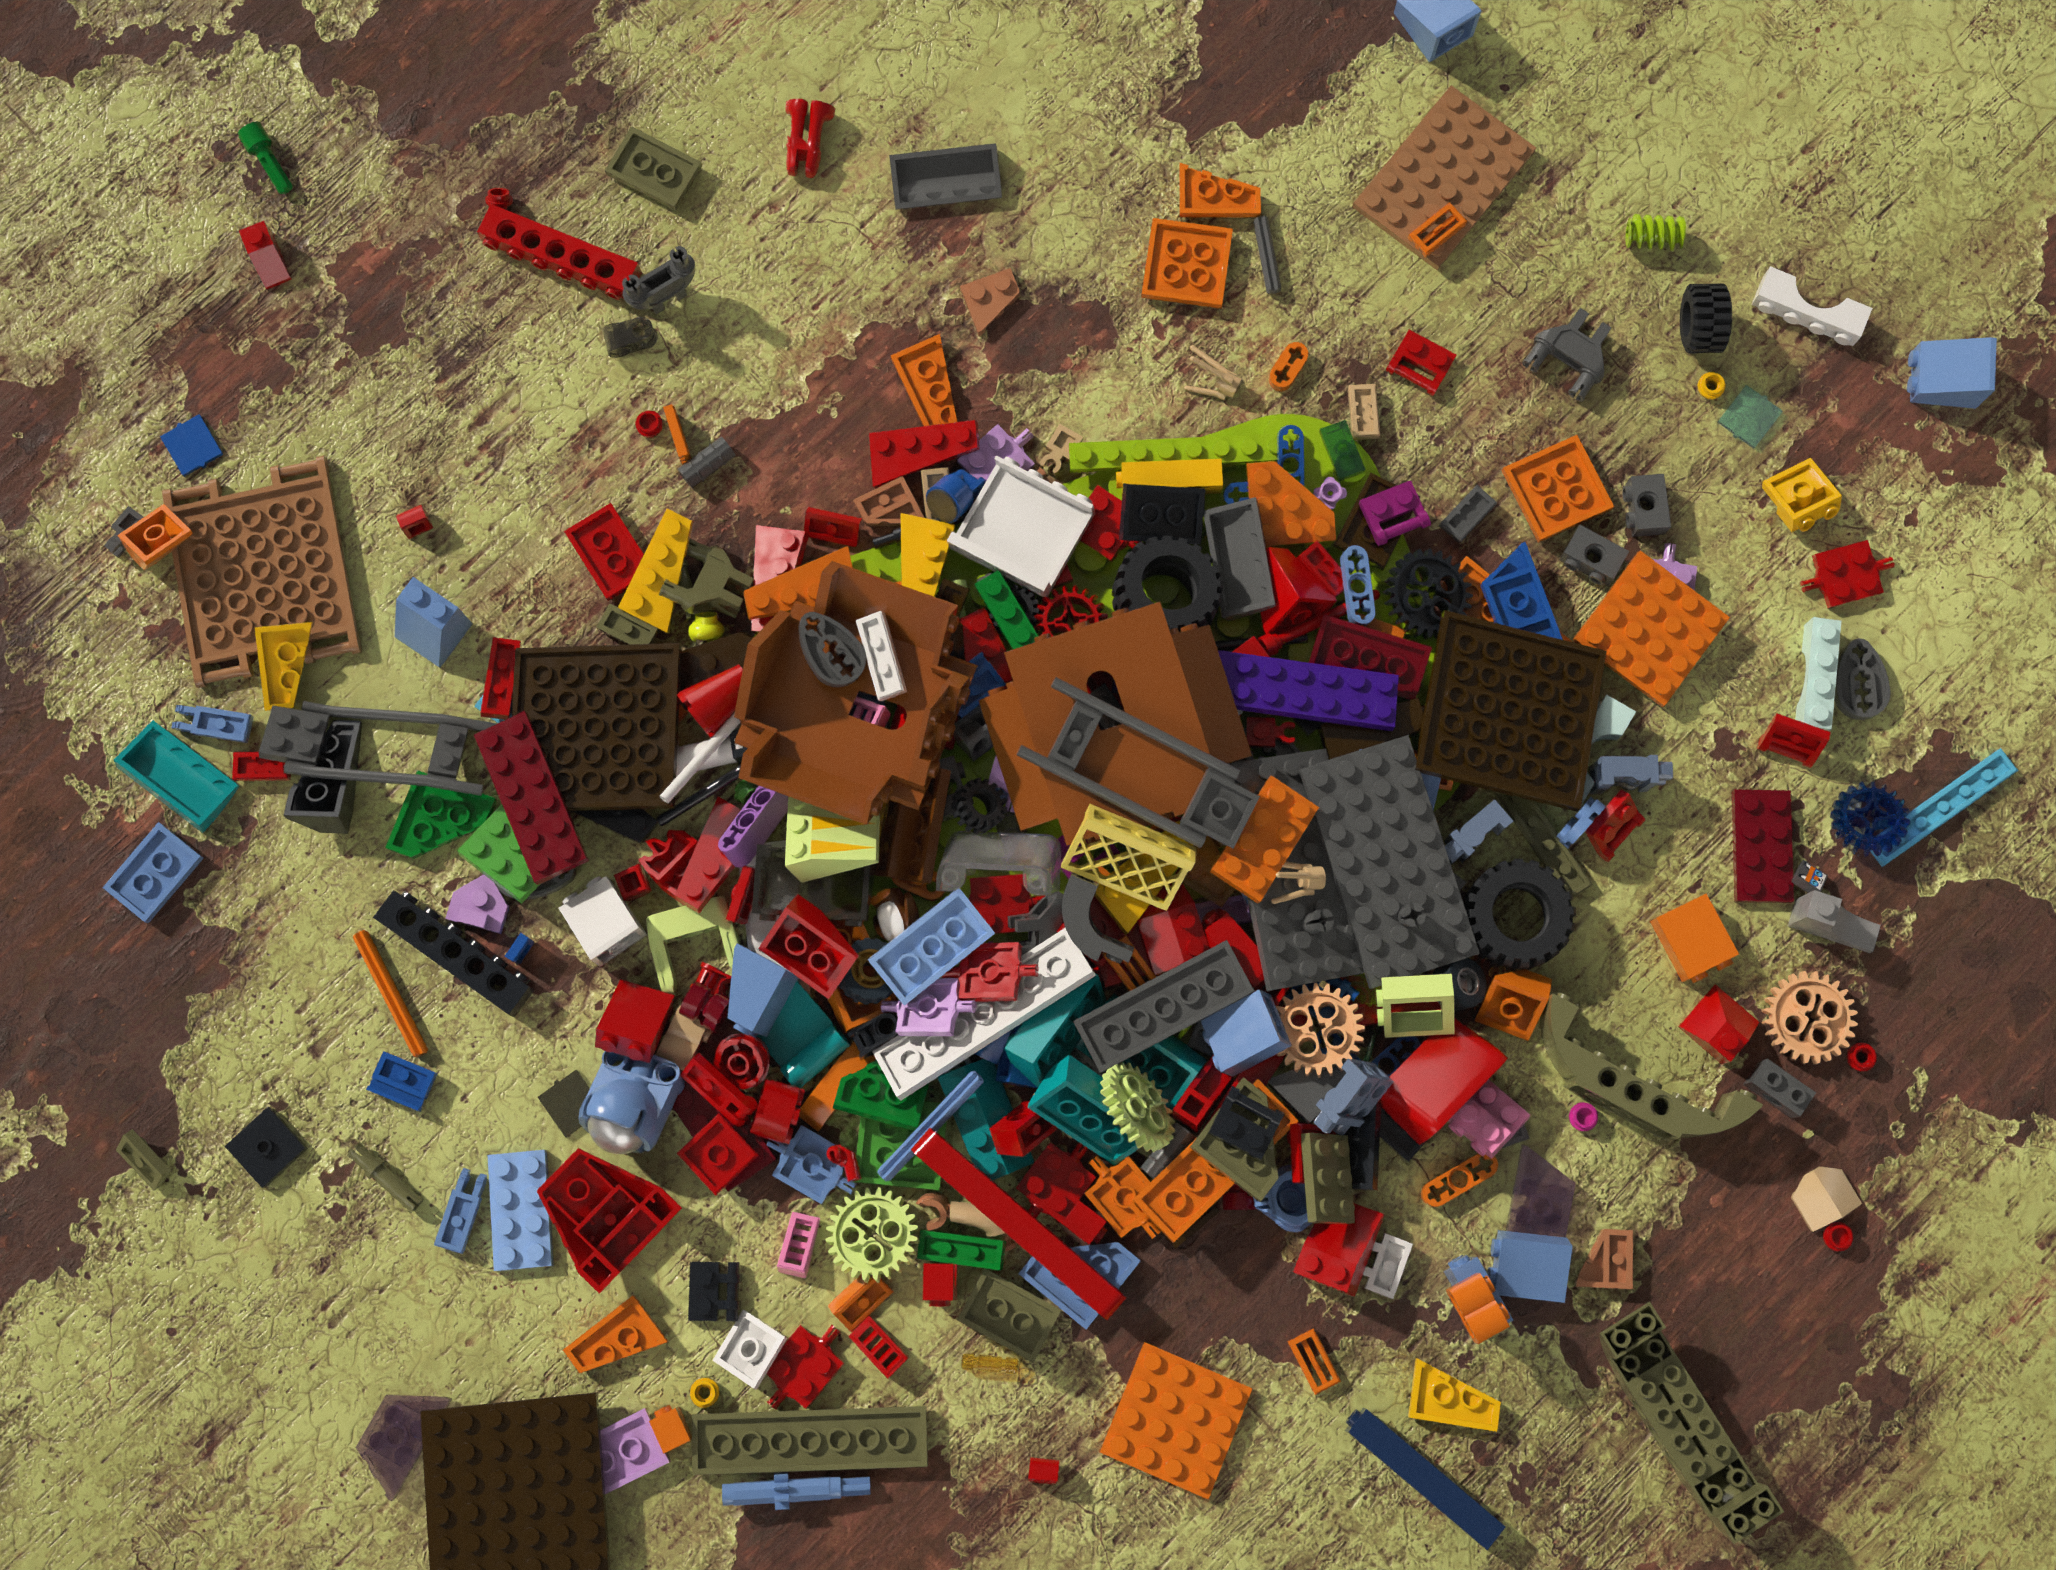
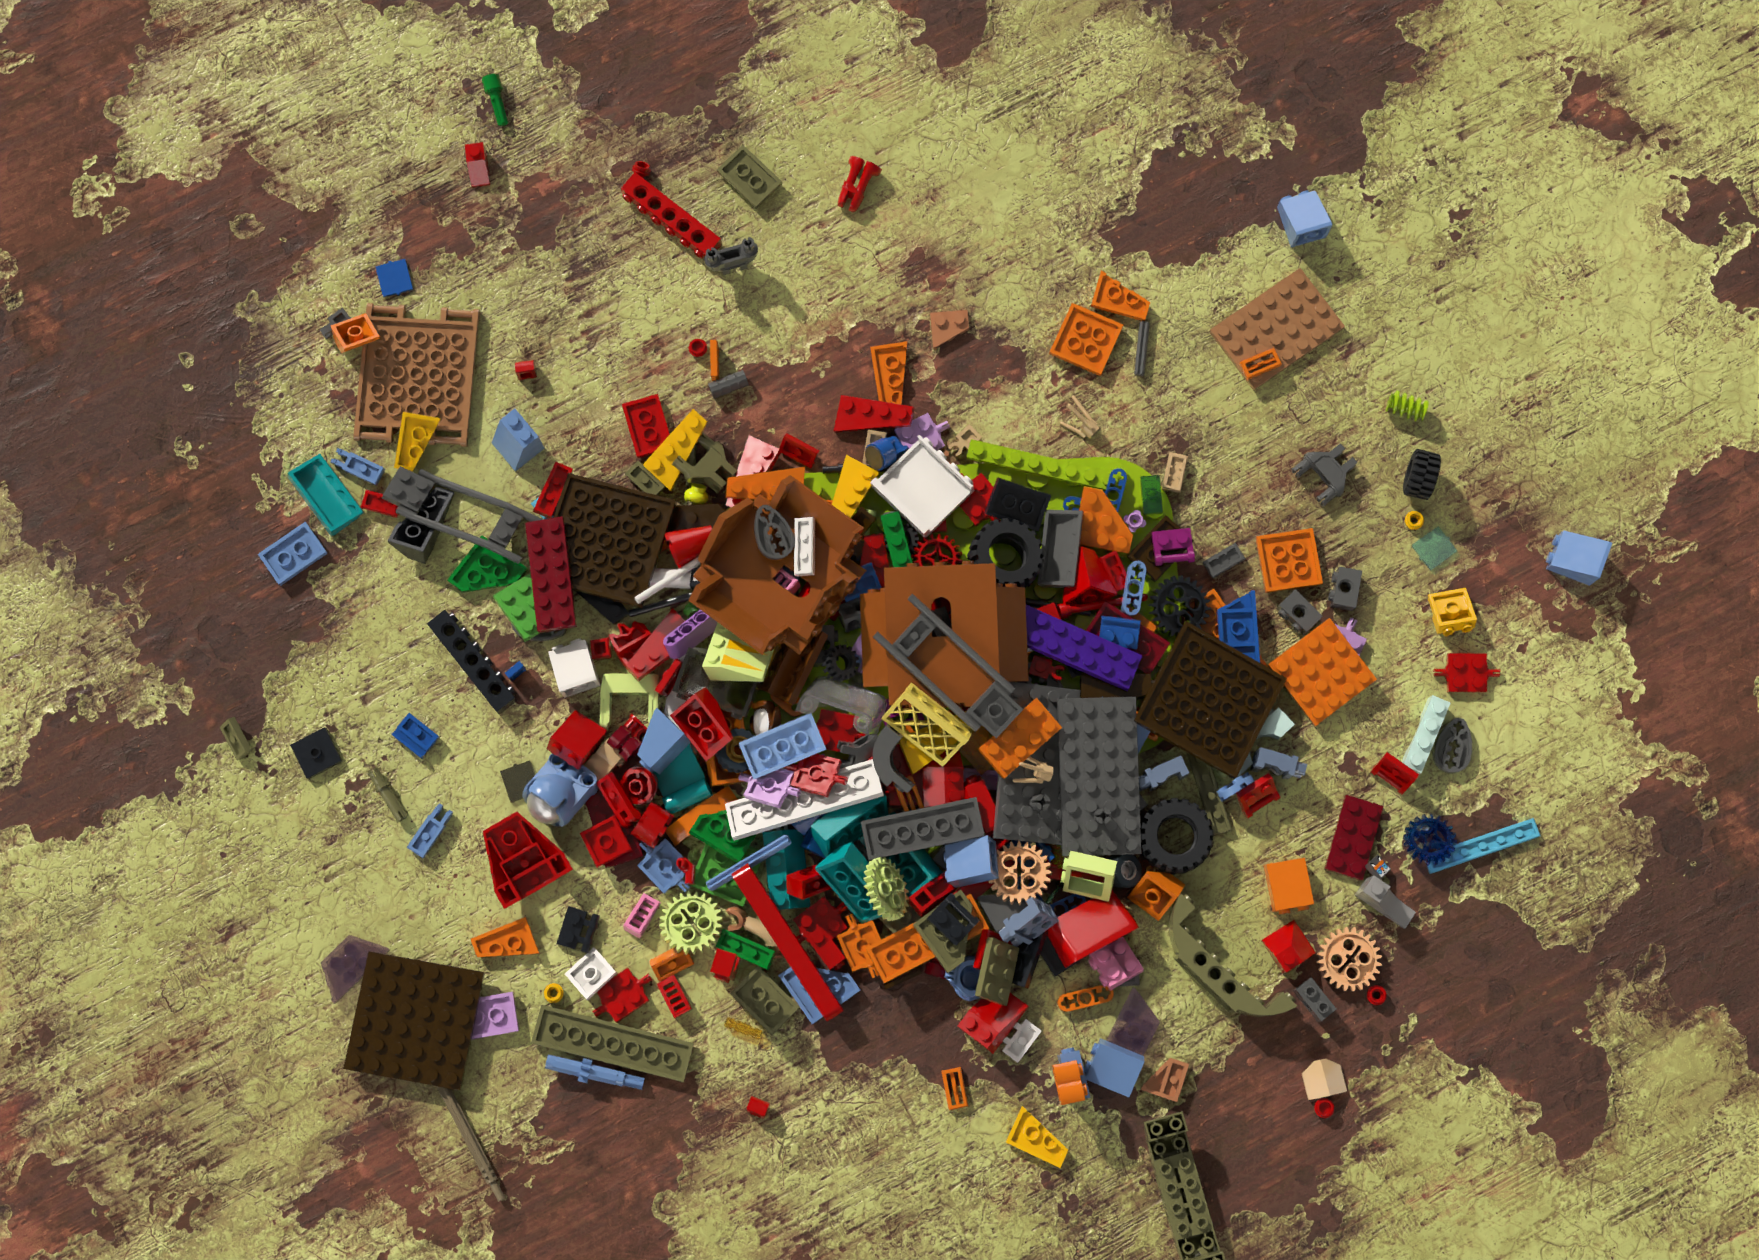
camera: 15 degrees right, 0 degrees up
(390, 993) = (423, 675): orange axle -> none
(479, 905) = (497, 635): lavender plate -> none
(517, 1214) = (466, 842): light blue plate -> none
(627, 336) = (699, 286): clear smoke piece -> none
(670, 1428) = (525, 1009): orange brick -> none
(872, 1034) = (728, 792): black piece -> none
(887, 503) = (839, 445): nougat wing -> none
(945, 176) = (942, 236): dark grey slope -> none
(1162, 1158) = (896, 925): dark grey axle -> none
(1176, 1420) = (853, 1100): orange plate -> none
(1177, 473) = (1033, 479): yellow brick -> none
(1293, 369) = (1131, 425): orange beam -> none
(1358, 650) = (1120, 631): none -> blue plate
(1424, 1477) = (1003, 1183): dark blue brick -> none
(1425, 356) = (1227, 446): red plate -> none
(1583, 1116) = (1179, 981): dark pink plate -> none
(1780, 296) = (1479, 473): white arch -> none

